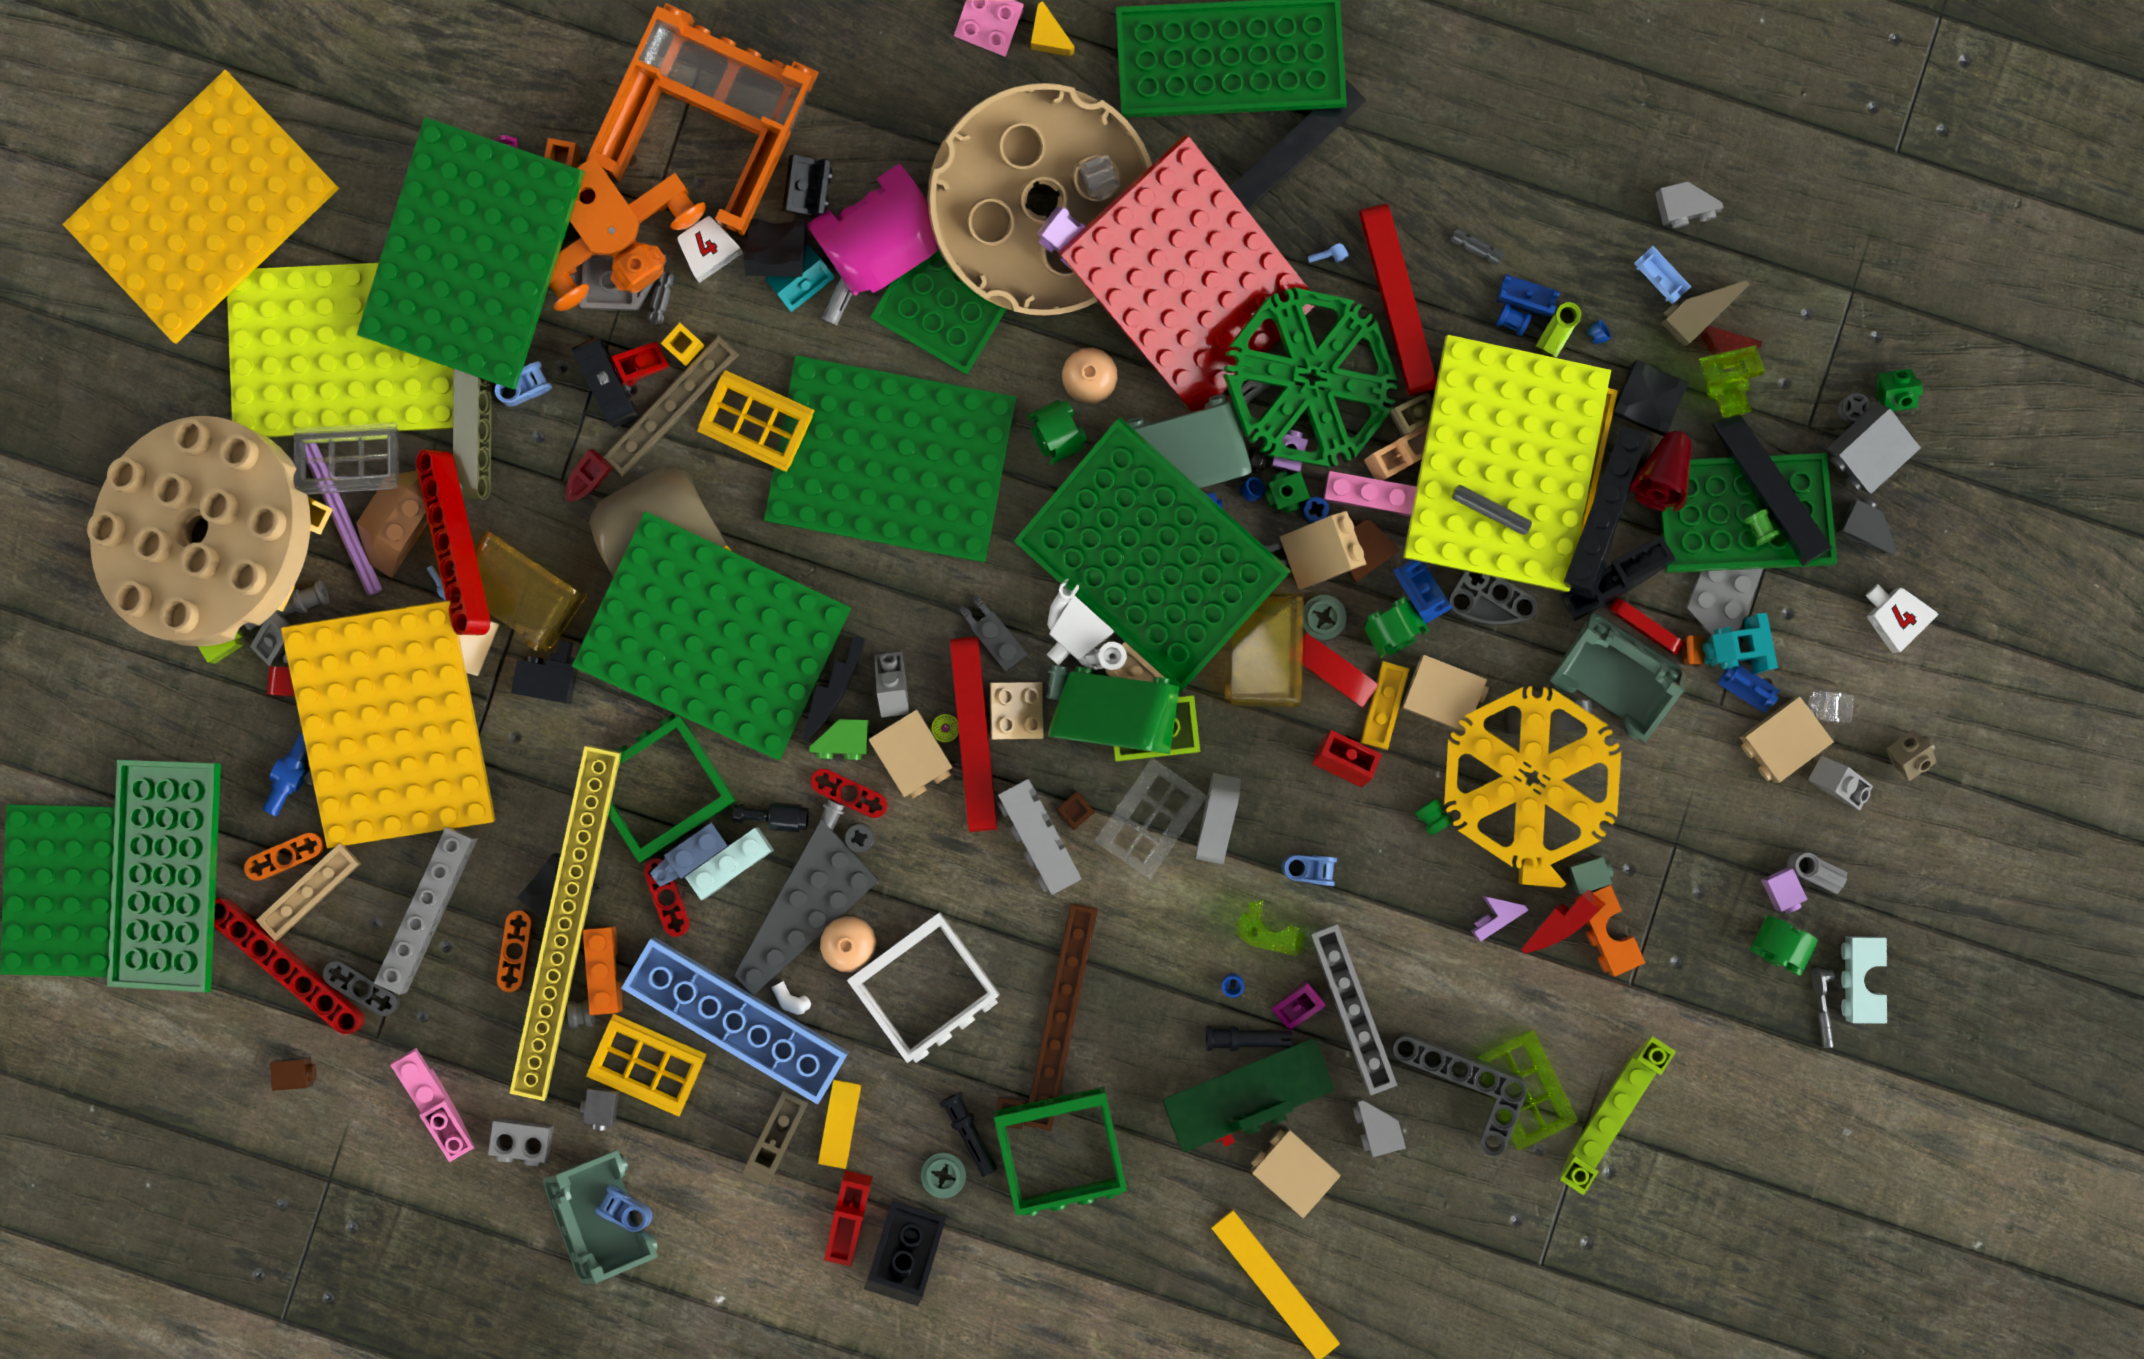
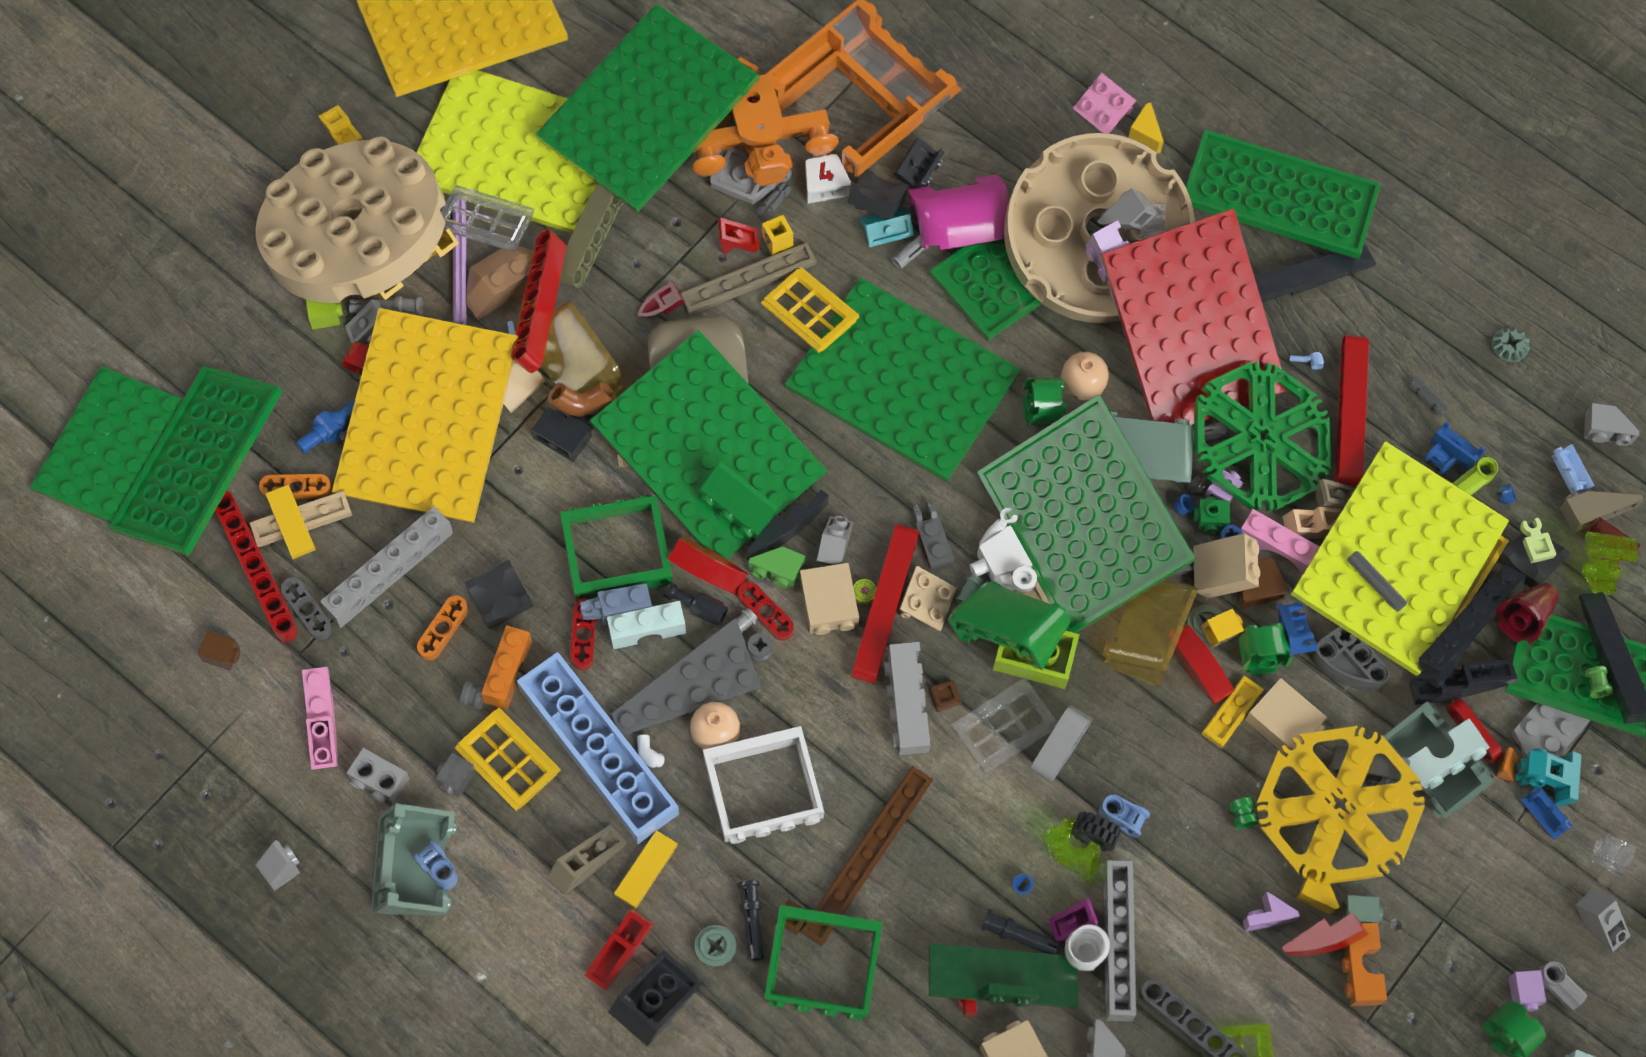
camera: 20 degrees right, 20 degrees down
(132, 406) = (339, 126): none -> yellow slope
(299, 903) = (290, 521): none -> yellow tile
(463, 1276) = (278, 865): none -> light grey slope
(526, 386) = (642, 221): light blue piece -> none
(554, 643) = (581, 402): none -> dark orange cylinder
(565, 922) = (493, 615): light yellow piece -> none
(604, 383) = (707, 237): black axle -> none
(767, 771) = (707, 565): none -> red slope
(770, 695) = (737, 501): none -> green slope
(1073, 183) = (1130, 210): none -> light grey slope
(1288, 902) = (1096, 829): none -> black tyre
(1322, 1033) = (1087, 947): none -> white helmet
(1343, 622) = (1222, 628): none -> yellow brick
(1346, 759) = (1187, 736): red brick -> none
(1546, 155) = (1506, 351): none -> sand green gear
(1644, 655) = (1467, 746): none -> light aqua arch
(1652, 391) = (1537, 545): none -> yellowish green plate
(1785, 740) = (1566, 866): tan brick -> none

